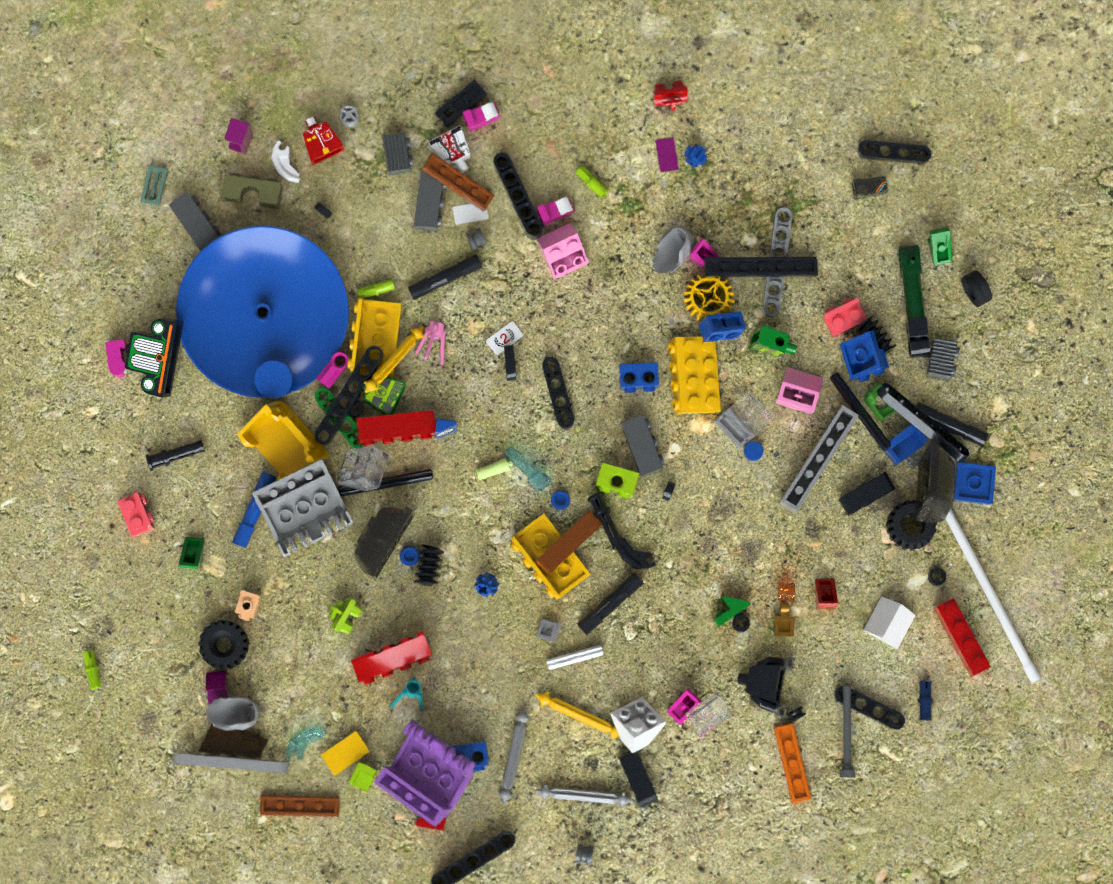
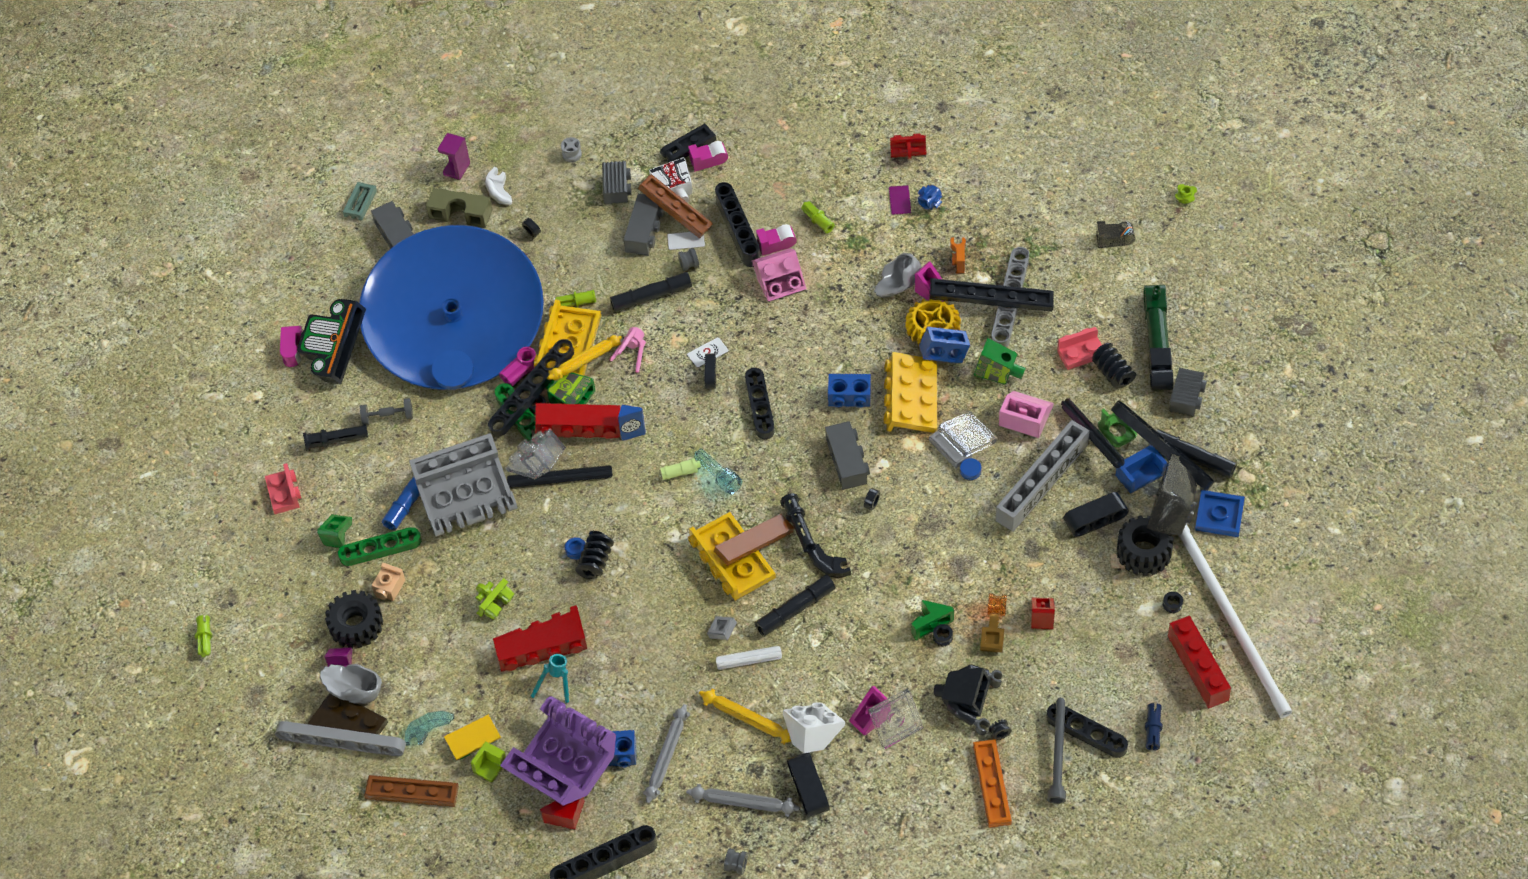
camera: 10 degrees right, 25 degrees down
(217, 425) = (386, 411): none -> dark grey wheel
(234, 568) = (380, 548): none -> green beam
(282, 439) = (446, 419): yellow windscreen -> none
(321, 141) = (539, 169): red torso -> none
(381, 539) = (548, 524): clear smoke windscreen -> none
(486, 584) = (657, 576): blue gear -> none
(560, 500) = (750, 504): blue tile -> none
(628, 478) = (826, 483): lime brick -> none
(727, 223) = (959, 257): none -> orange plate
(864, 357) = (1099, 380): blue plate -> none
(889, 622) = (1116, 644): white slope -> none
(894, 152) = (1143, 210): black beam -> none
(928, 136) = (1185, 193): none -> lime plate
(940, 246) = (1189, 287): slope -> none
(976, 288) = (1227, 325): black tyre -> none

